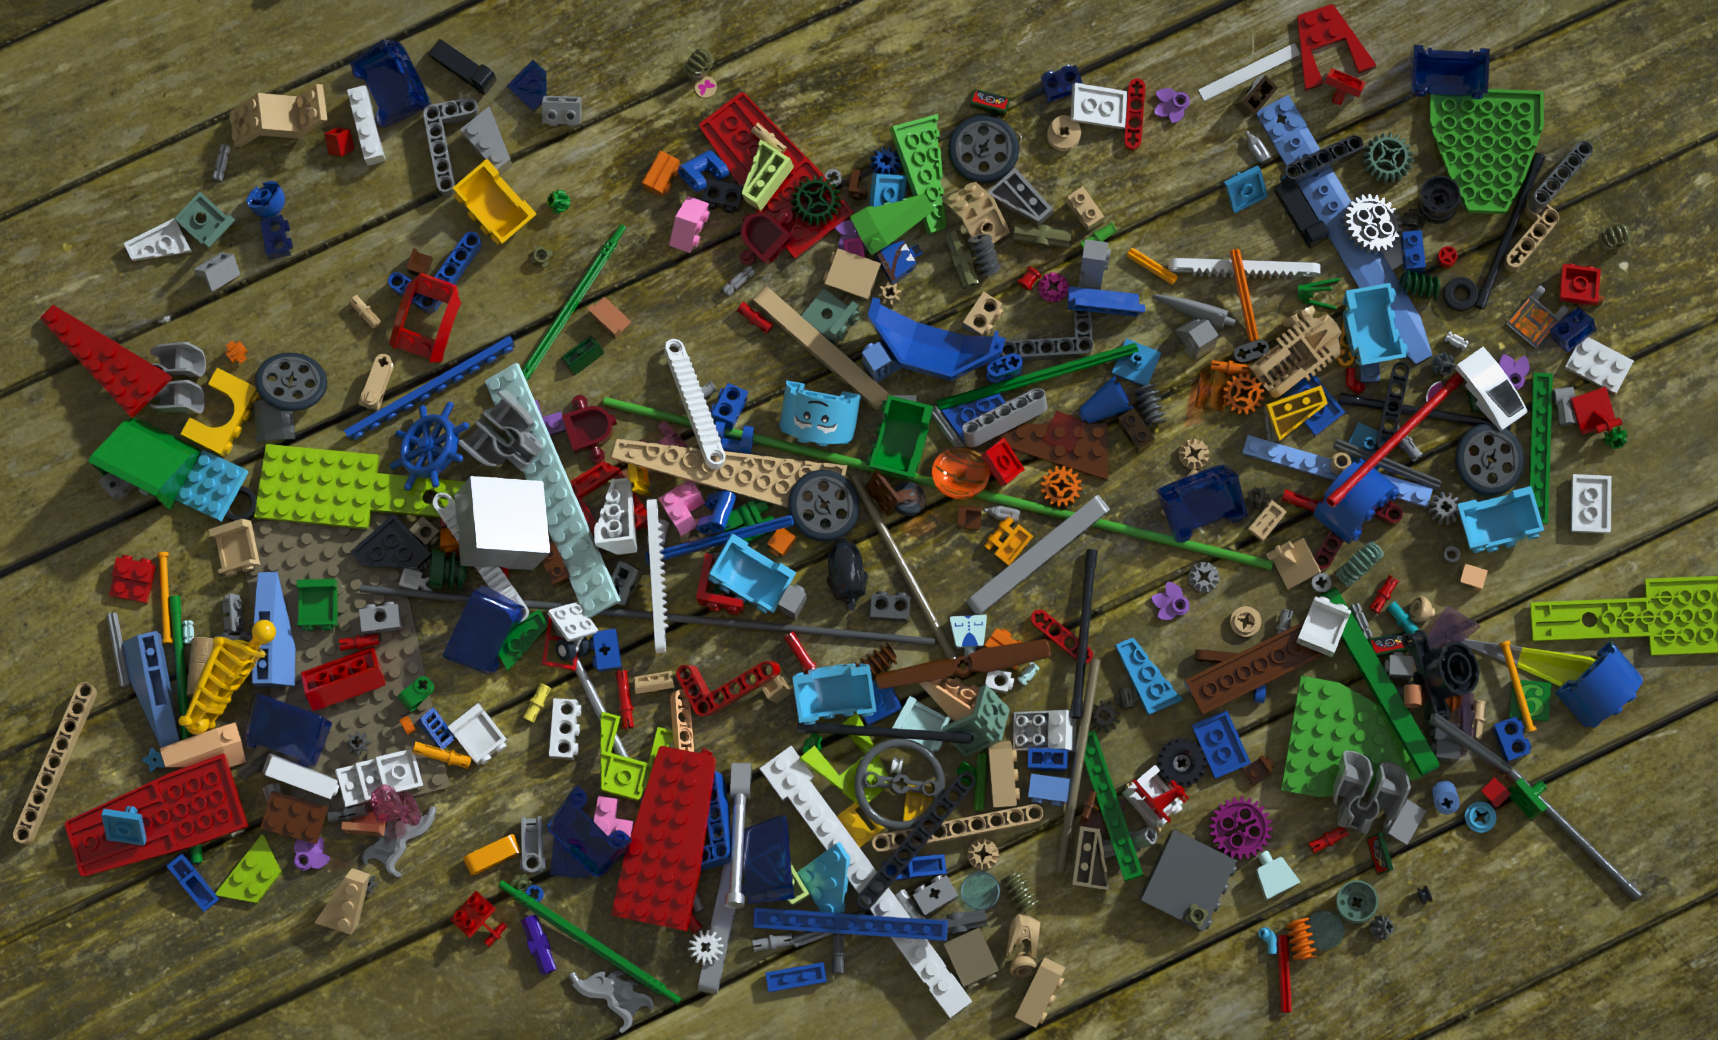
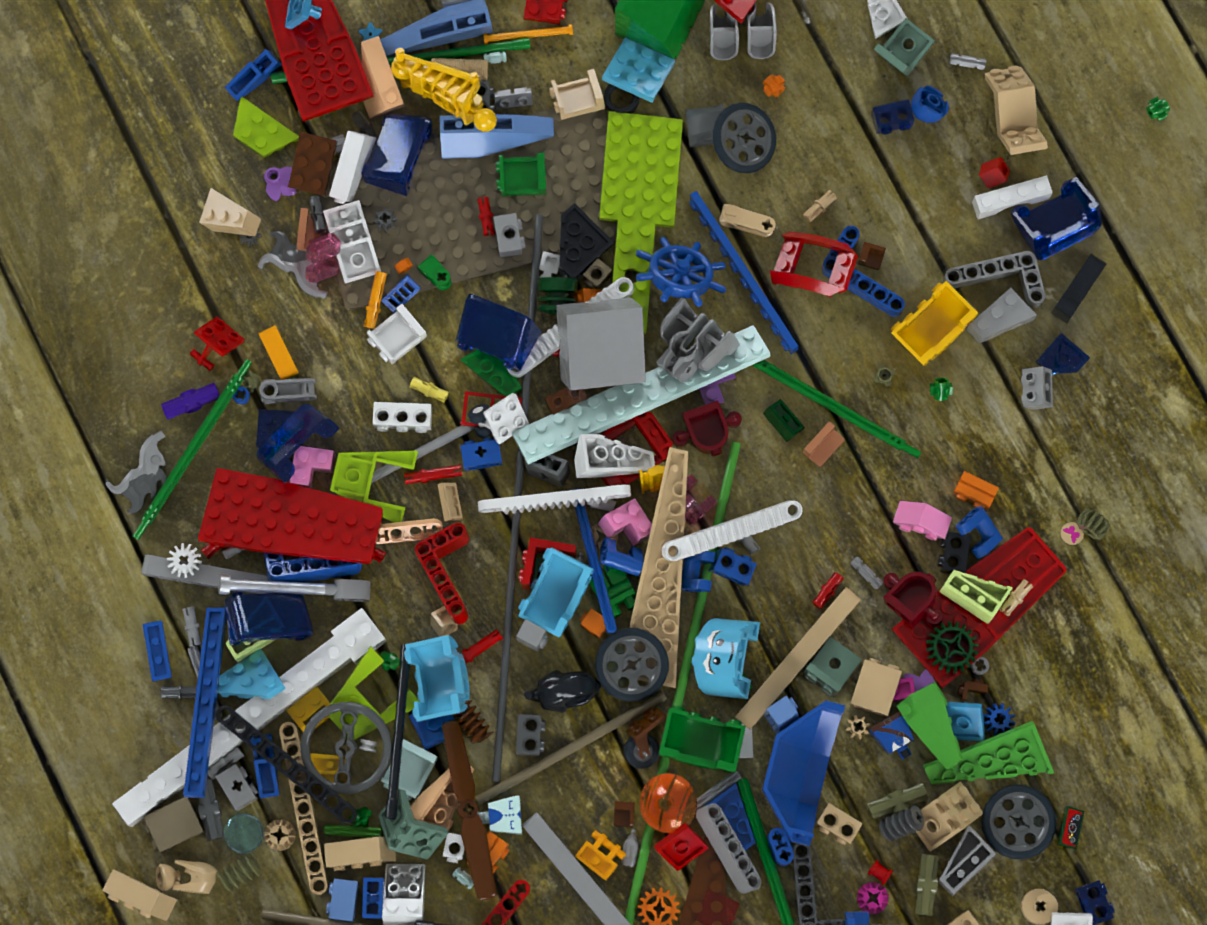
camera: 85 degrees right, 0 degrees up
(218, 270) = (855, 63): light grey panel -> none
(220, 439) = (685, 76): yellow arch -> none
(343, 678) = (448, 202): red slope -> none

